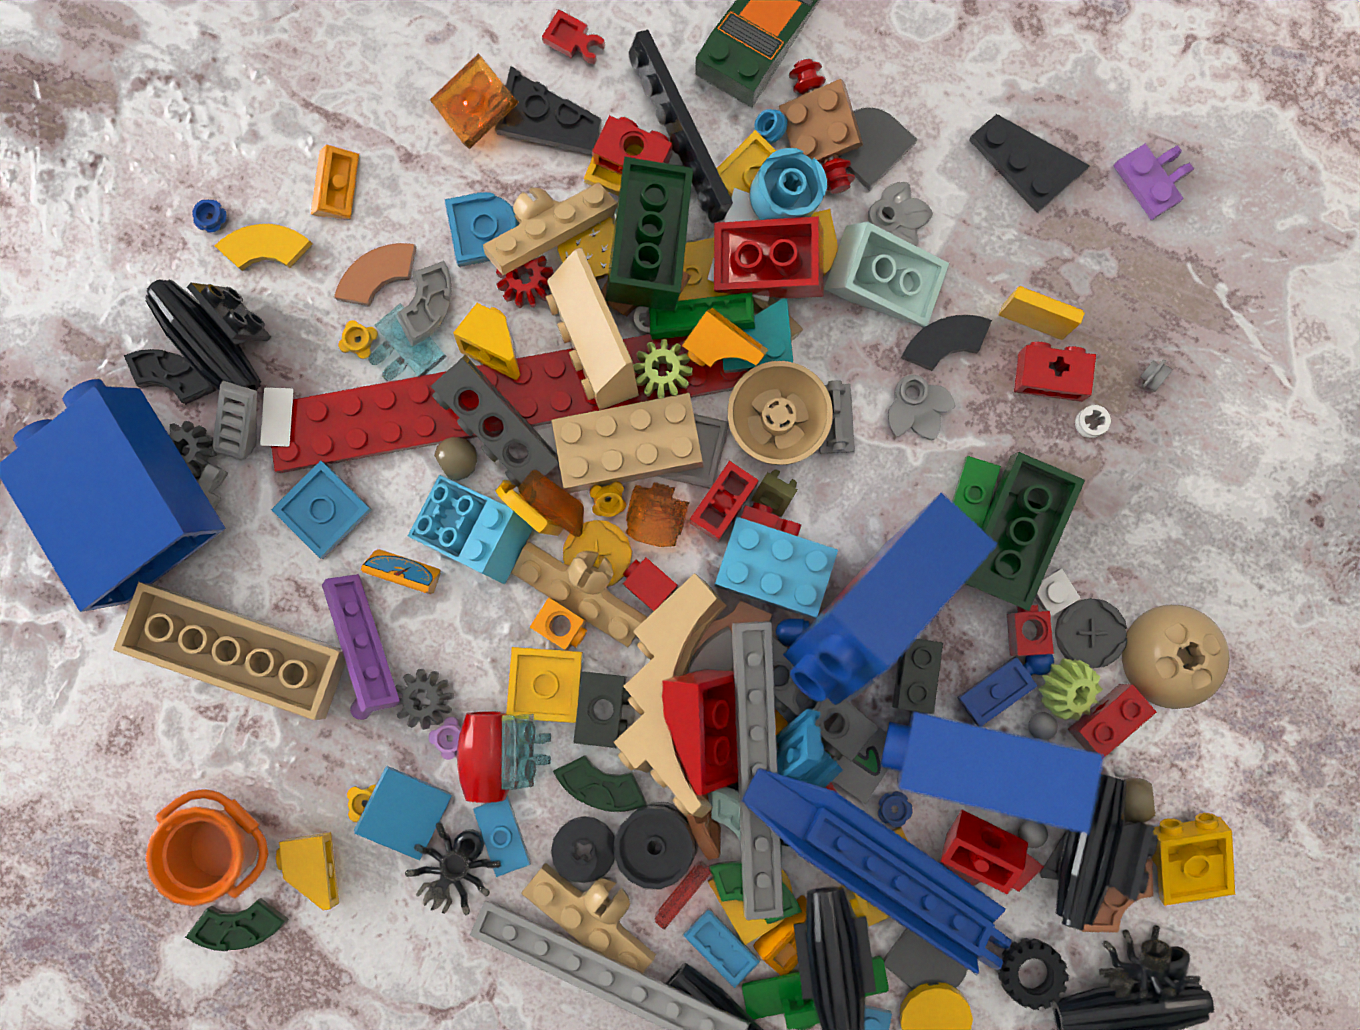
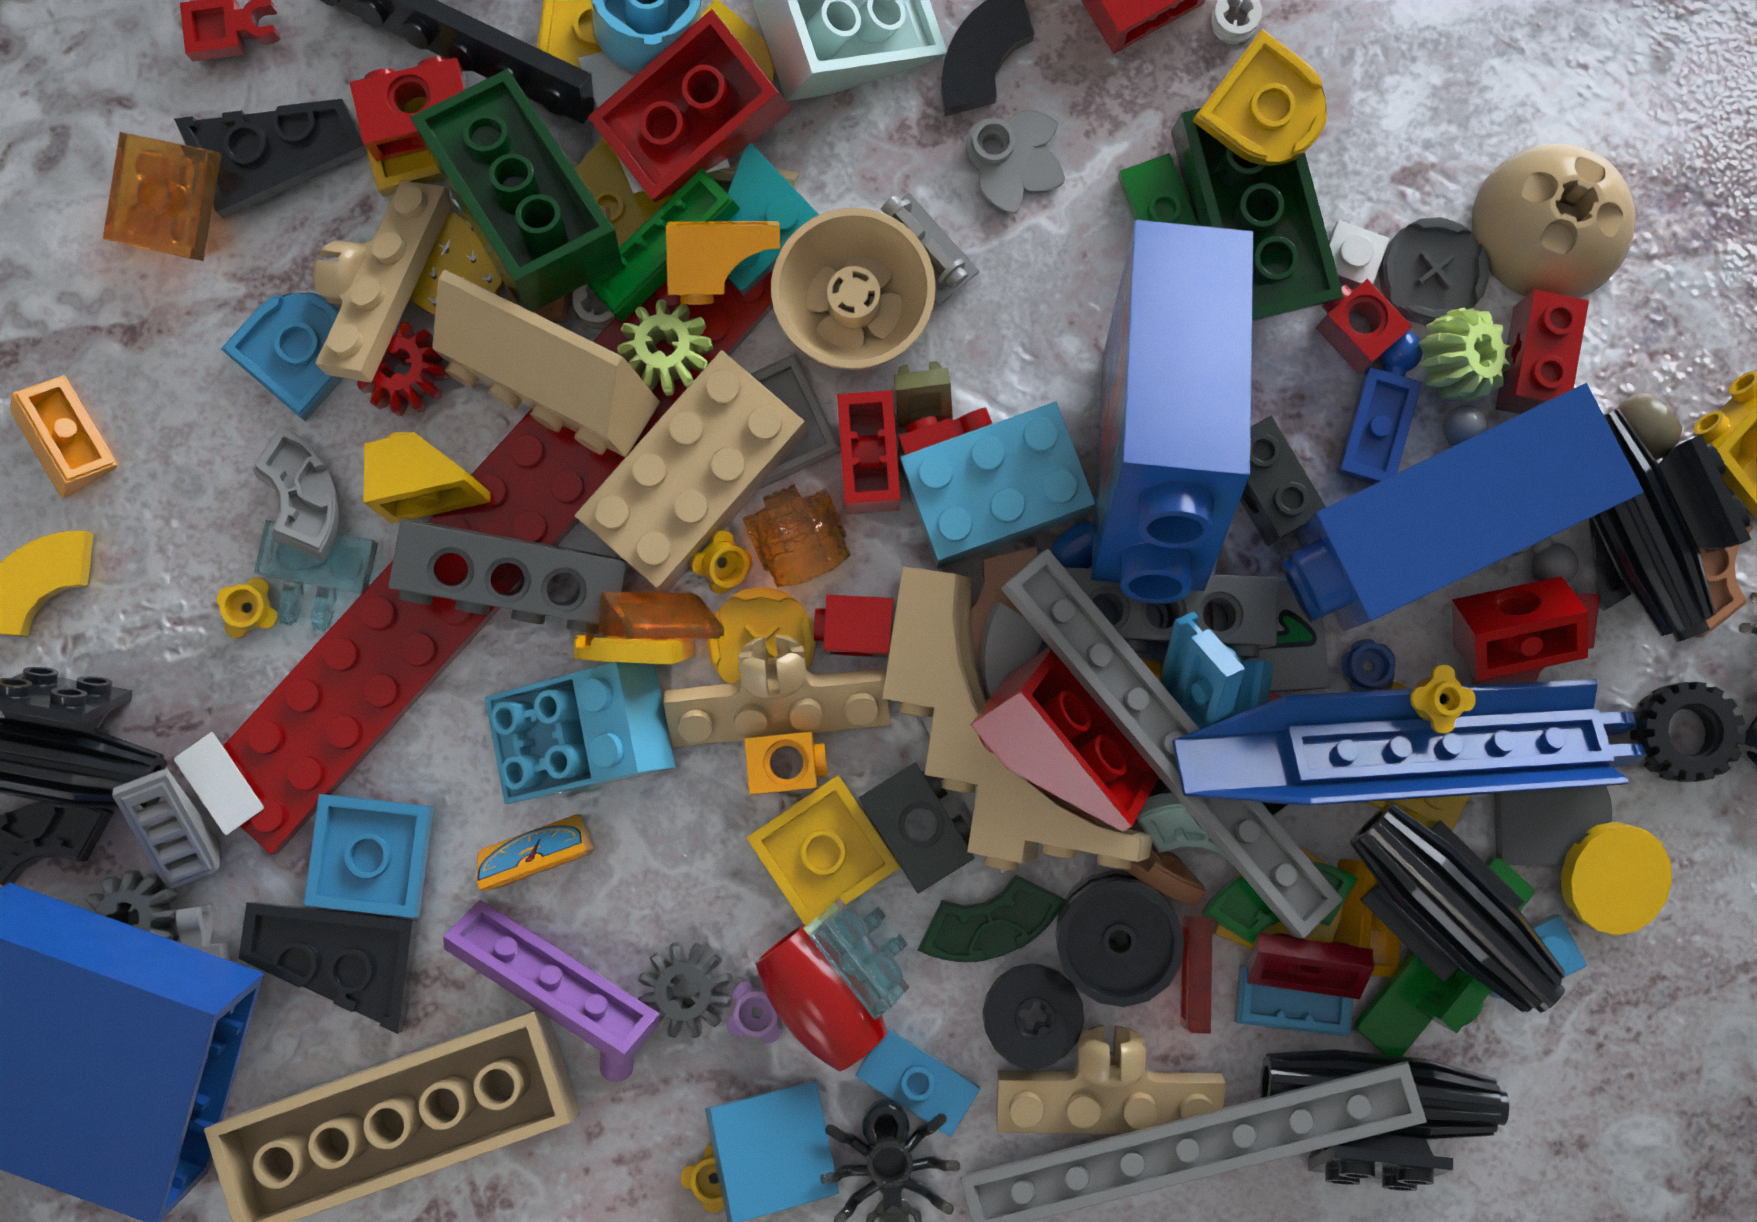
camera: 40 degrees left, 0 degrees up
(271, 549) = (341, 955): none -> black wing
(374, 271) = (201, 505): nougat tile -> none
(456, 457) = (491, 656): dark tan piece -> none
(740, 936) = (1309, 965): none -> dark red plate
(904, 850) = (1427, 704): none -> yellow plate
(1066, 482) = (1266, 105): none -> yellow tile

